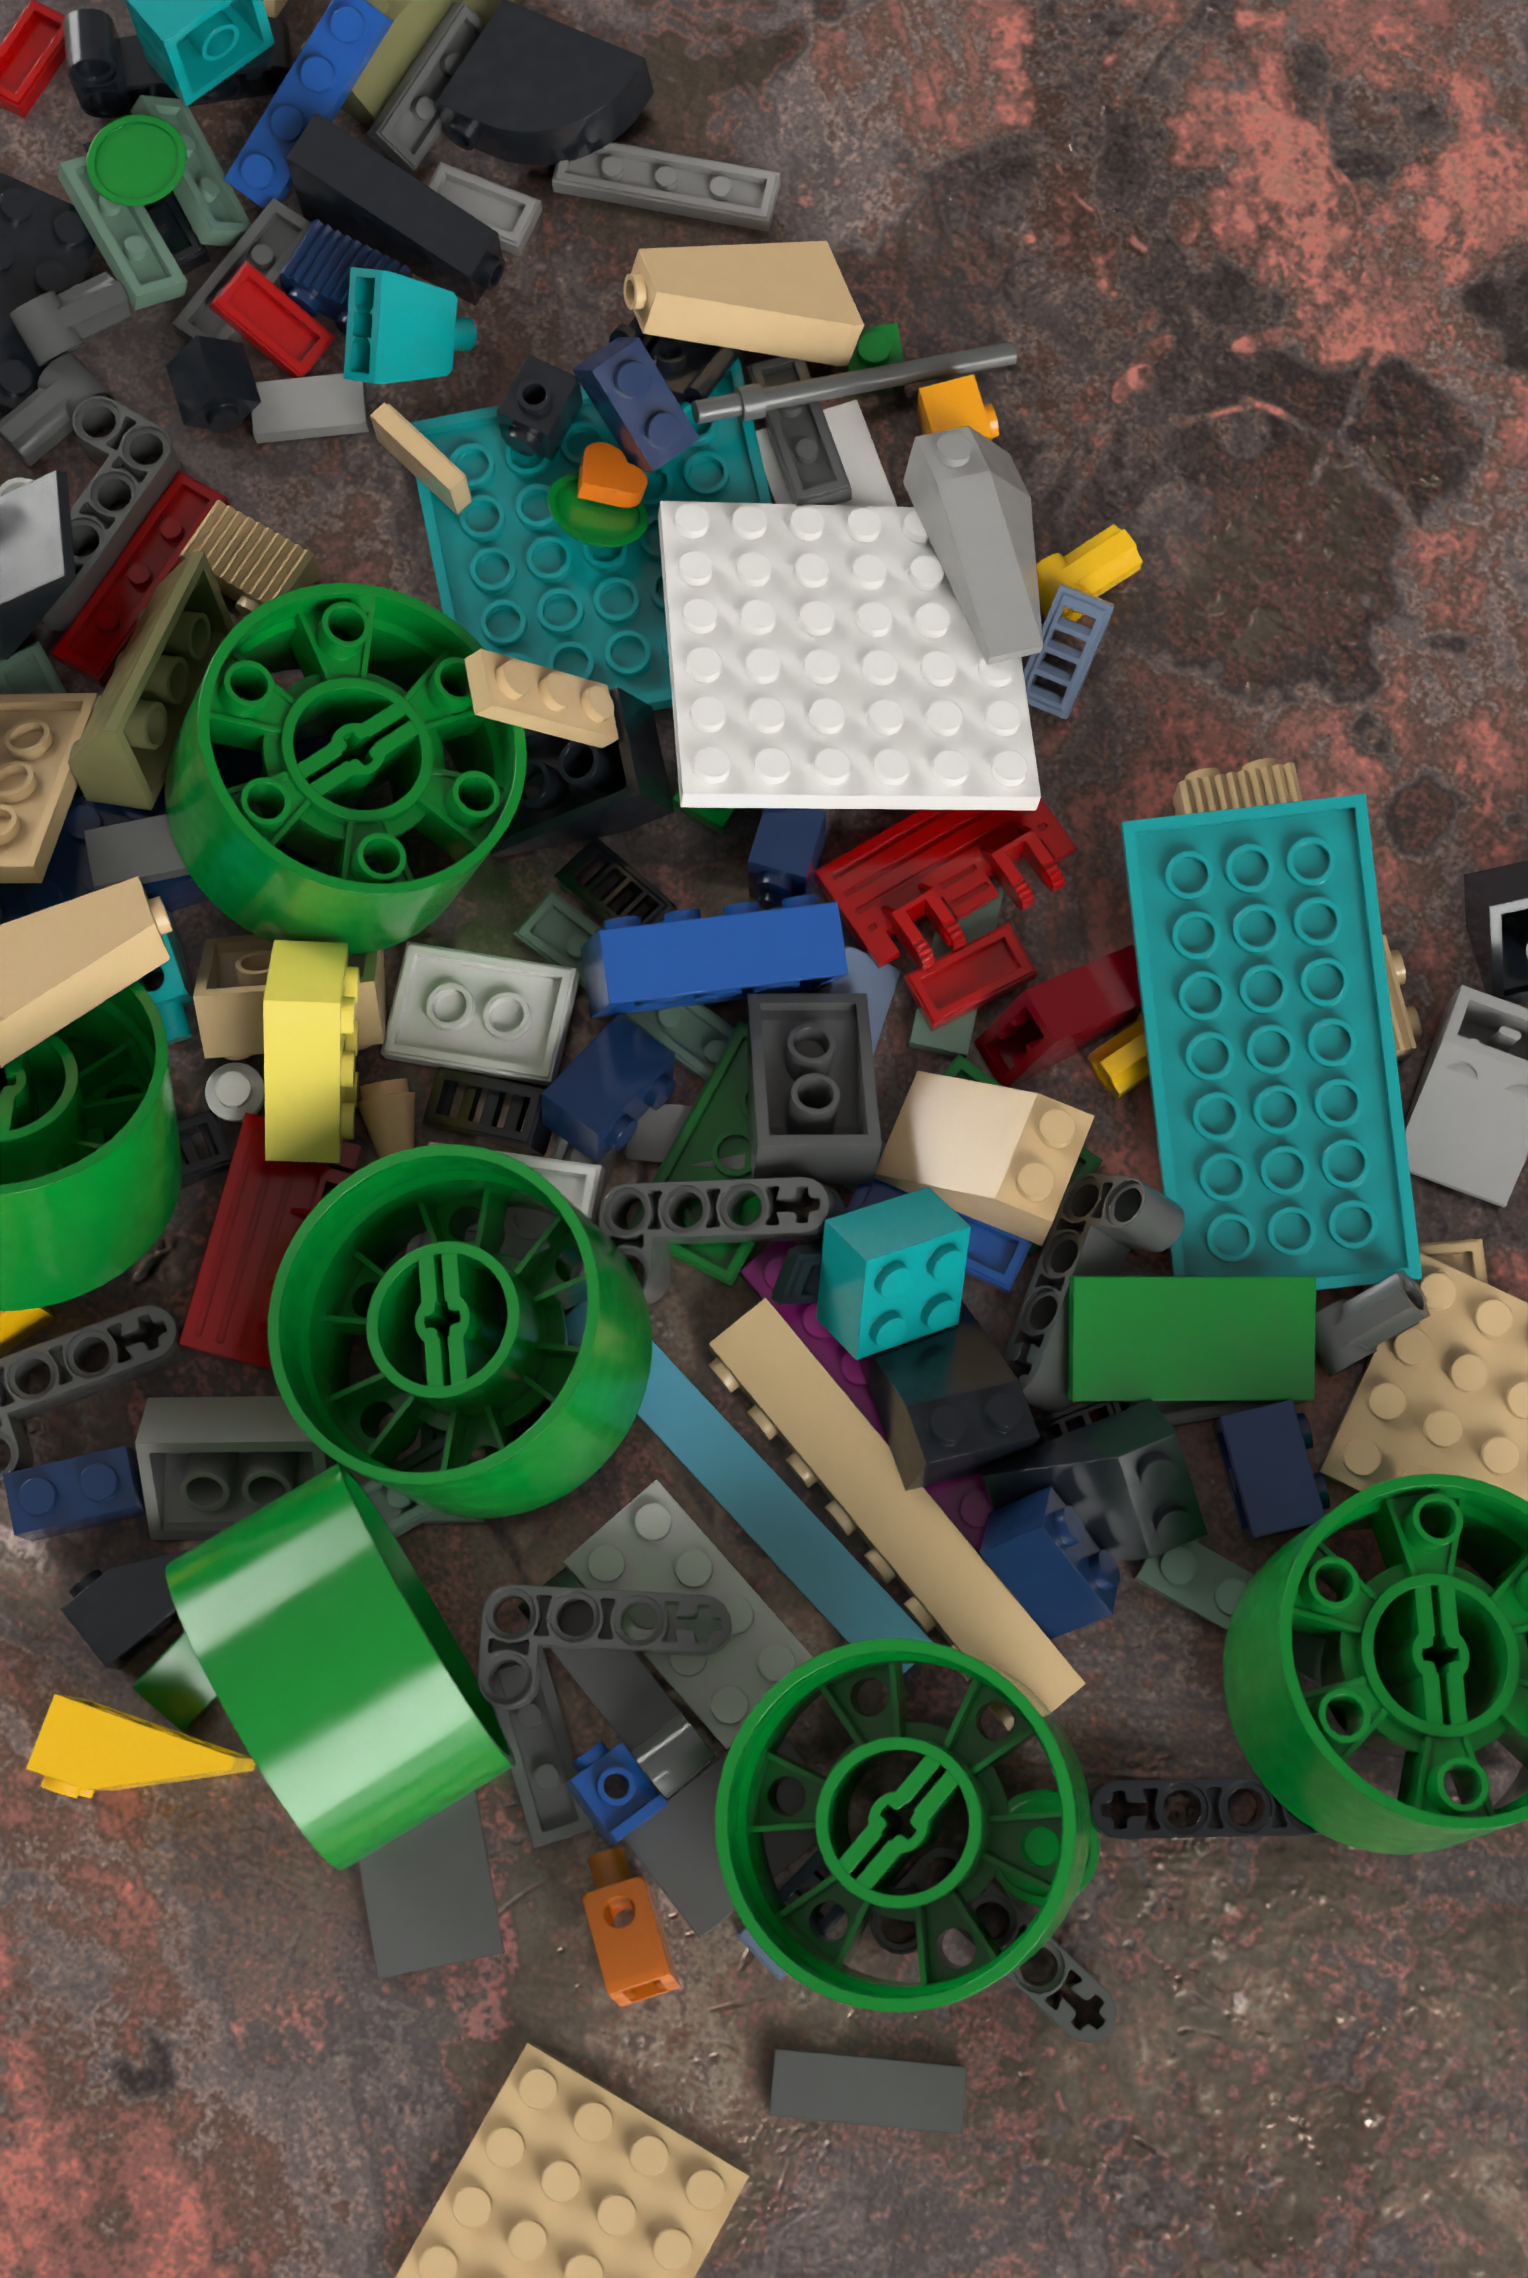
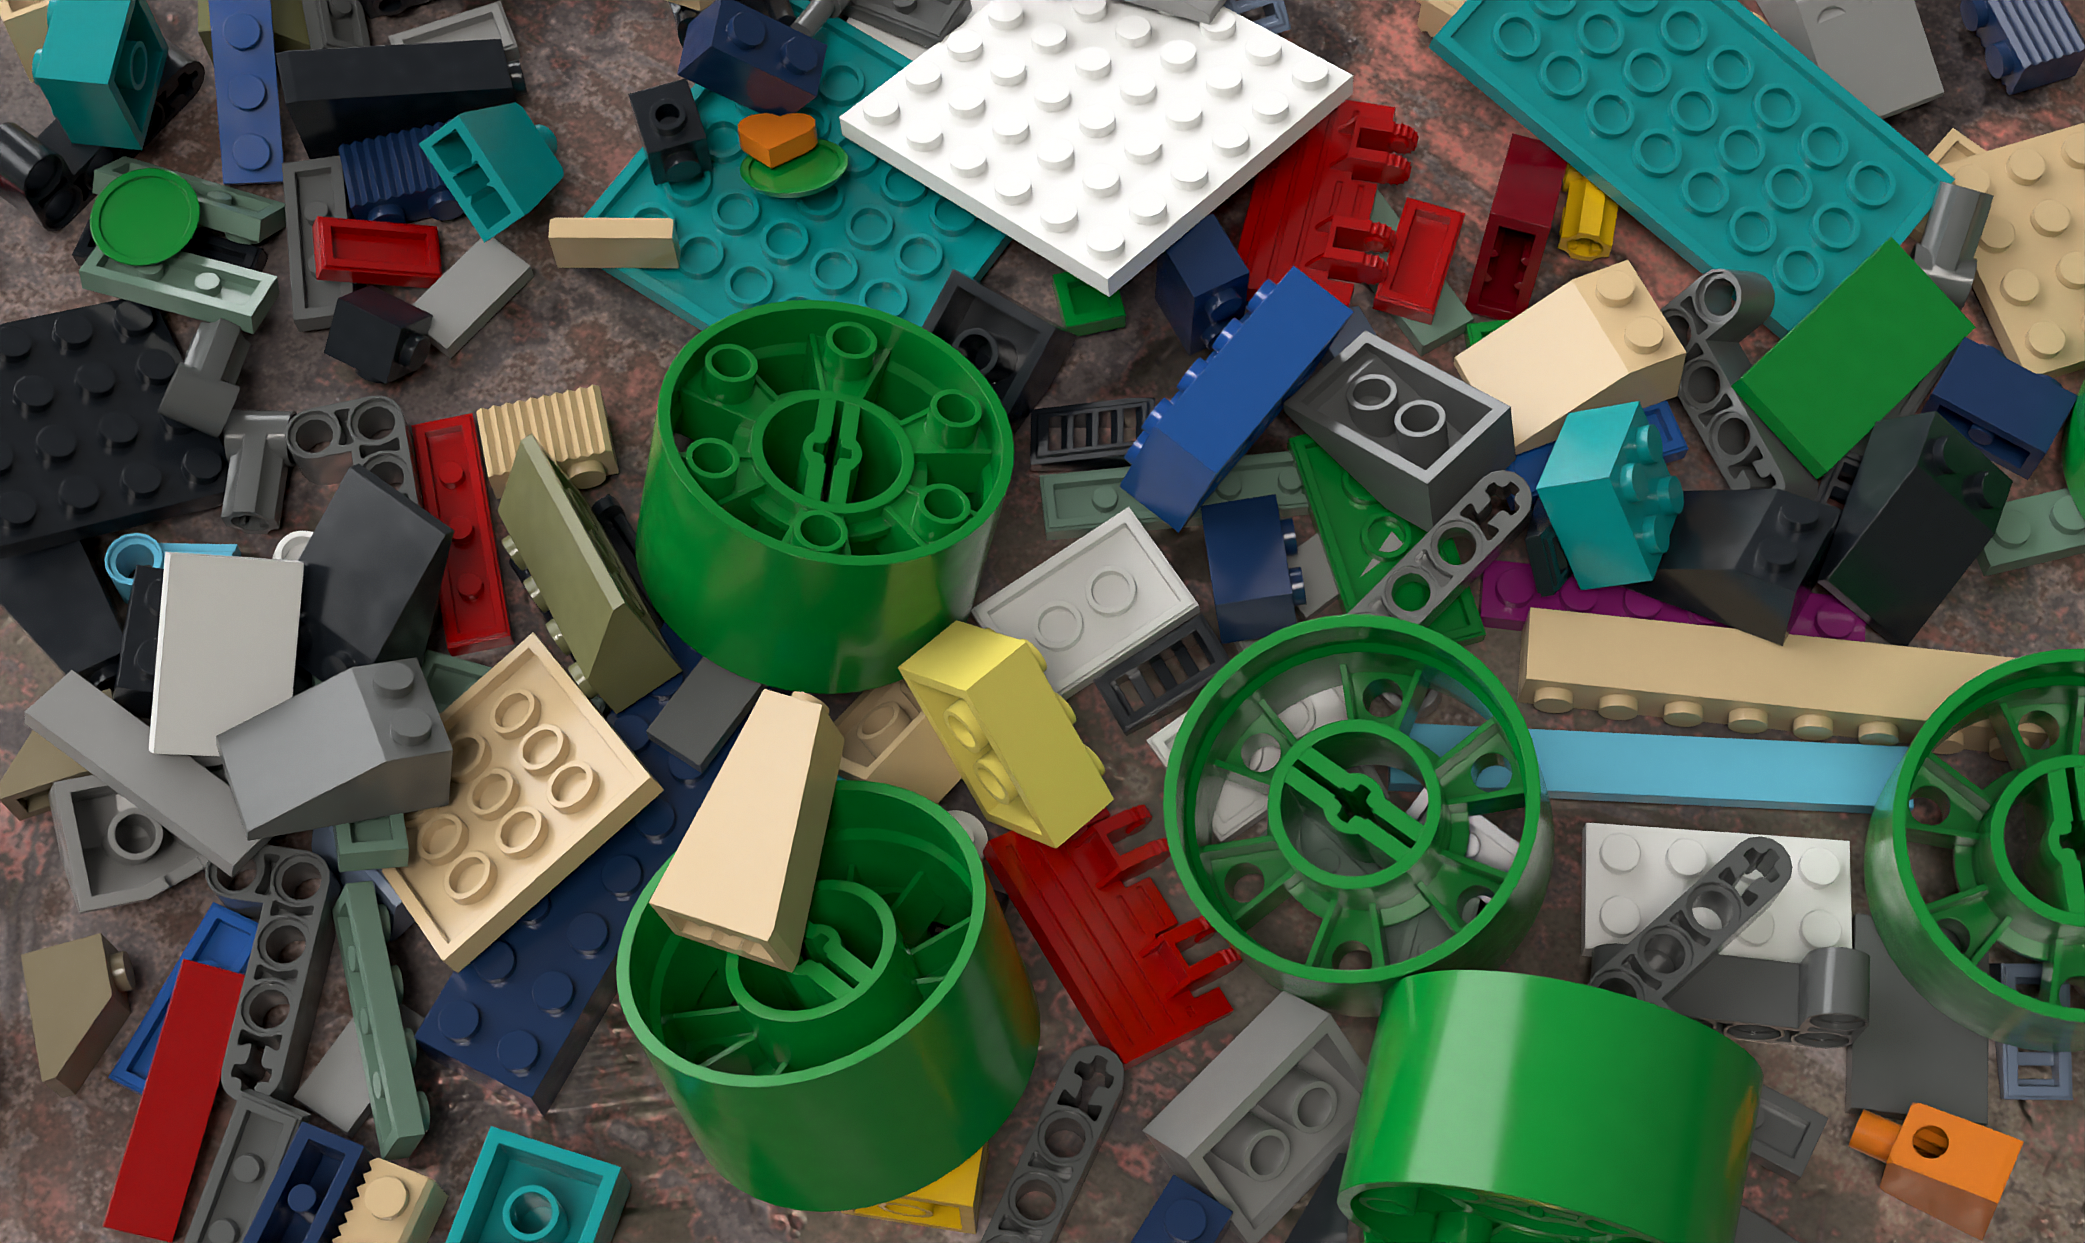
camera: 45 degrees left, 10 degrees down
(389, 1115) = (1120, 759): light nougat cone -> none
(541, 699) = (925, 305): tan plate -> none
(613, 1816) = (1821, 1069): blue brick -> none
(1050, 1562) = (1937, 598): dark blue brick -> none

